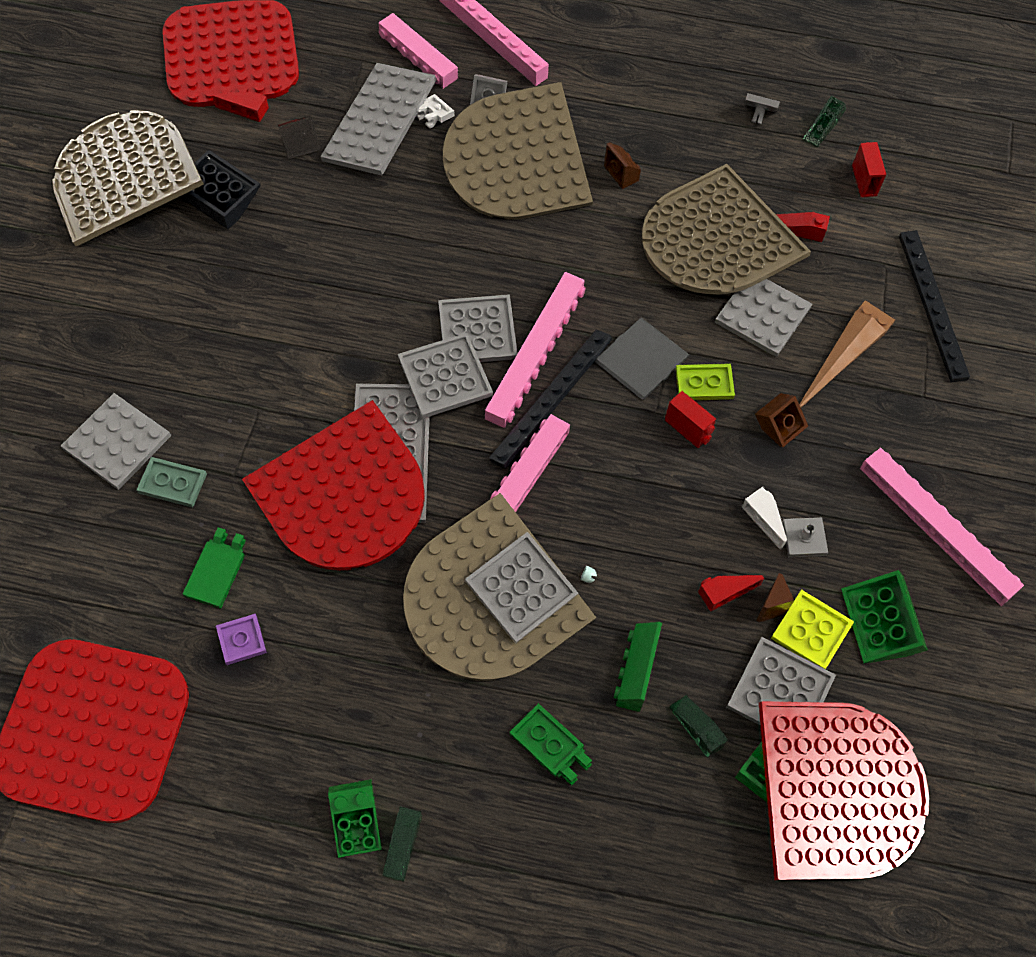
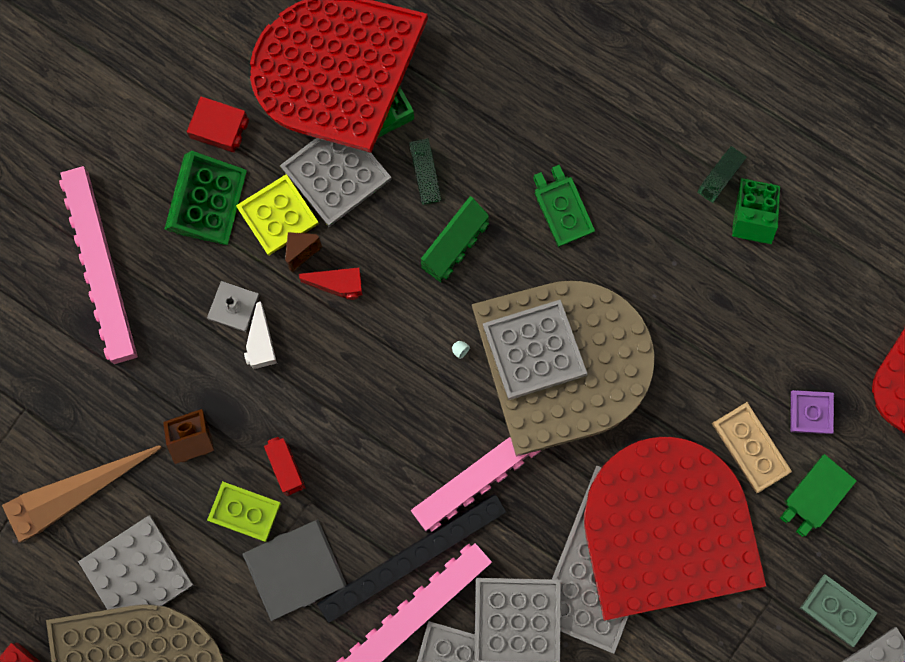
camera: 155 degrees left, 15 degrees up
(289, 589) = (751, 447): none -> tan tile
(915, 692) = (217, 124): none -> red brick

